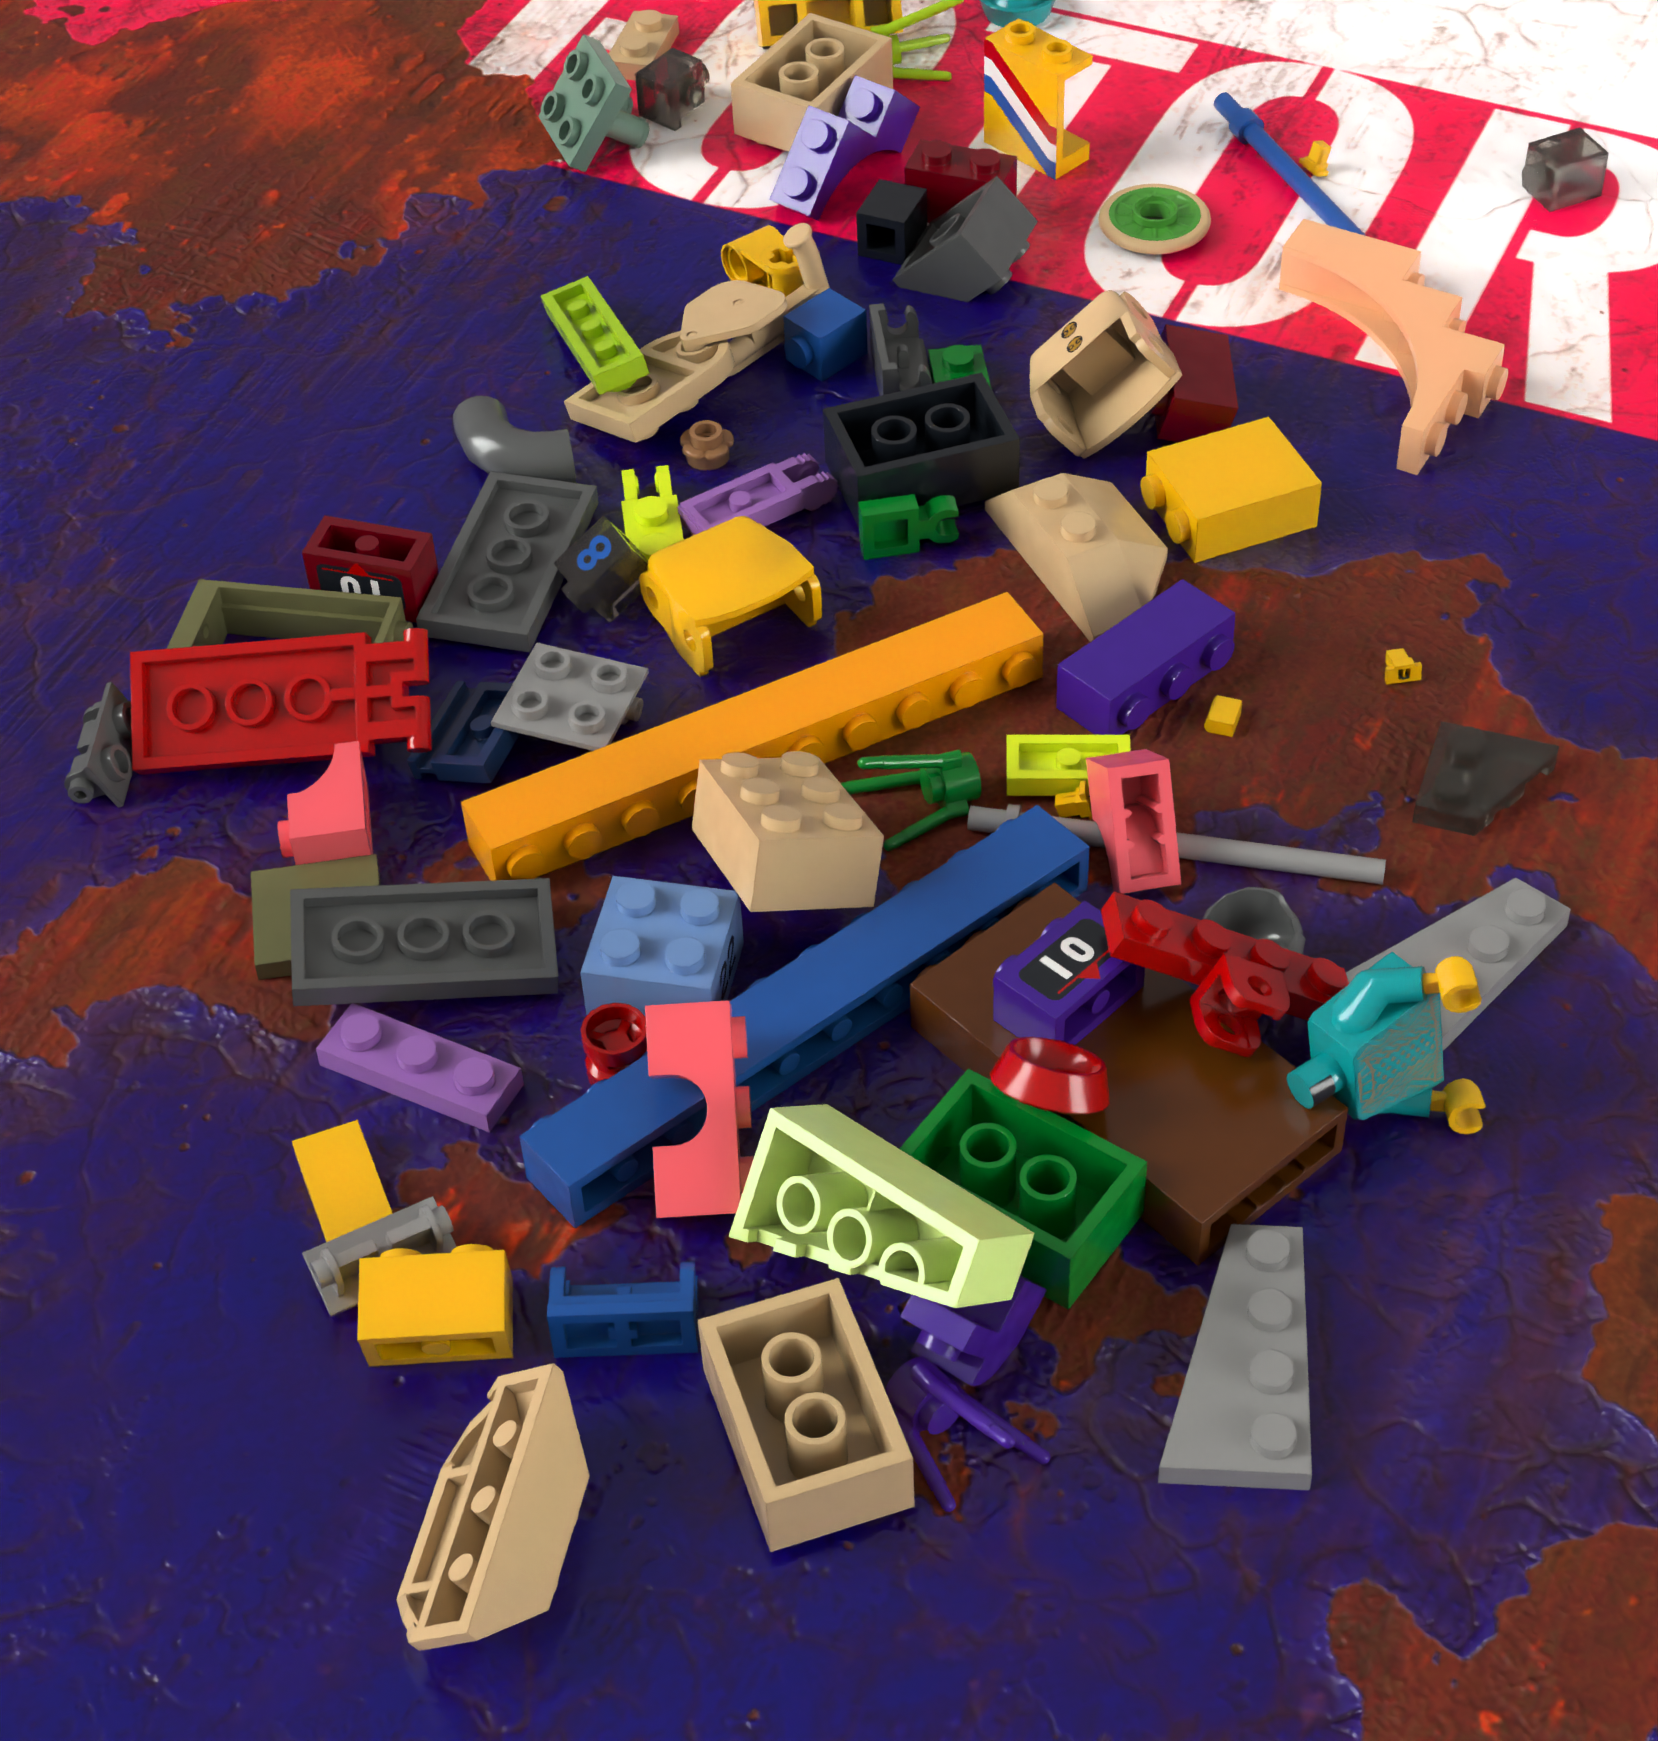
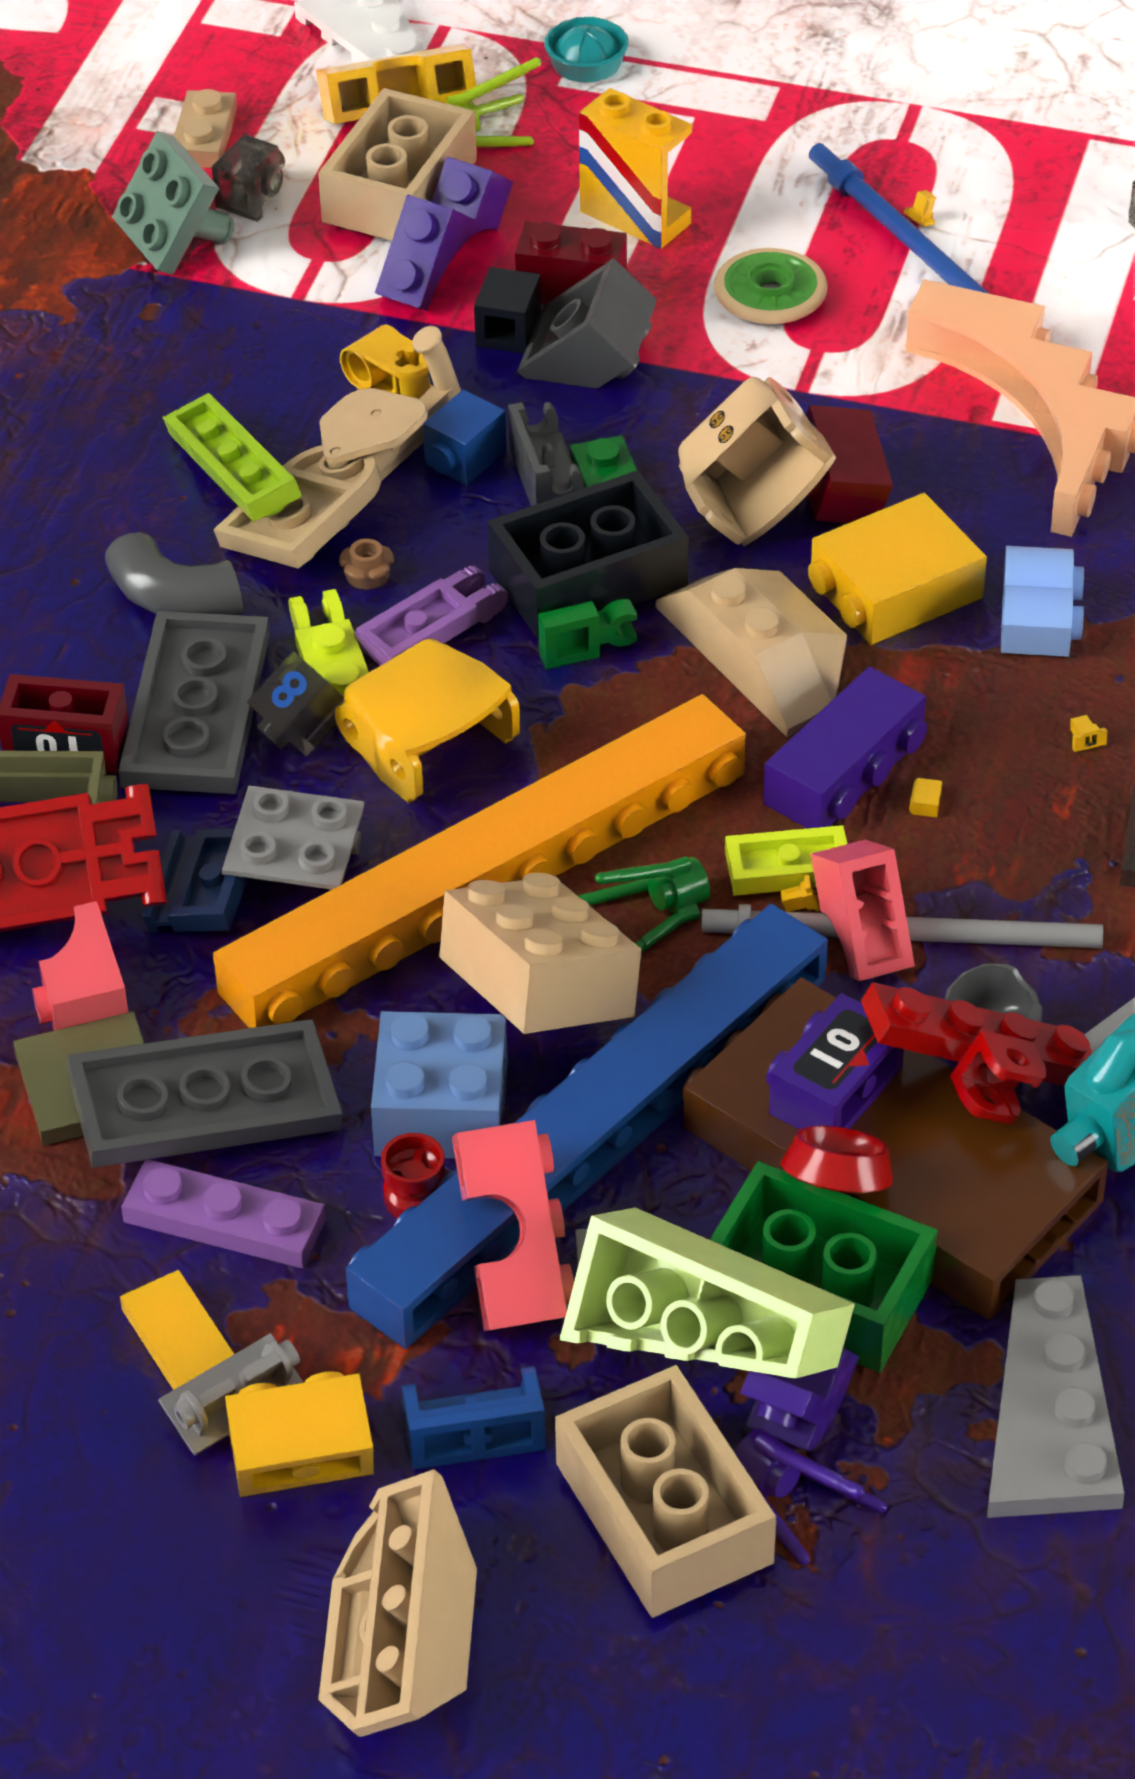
camera: 10 degrees left, 0 degrees up
(1370, 532) = (1039, 601): none -> light blue brick

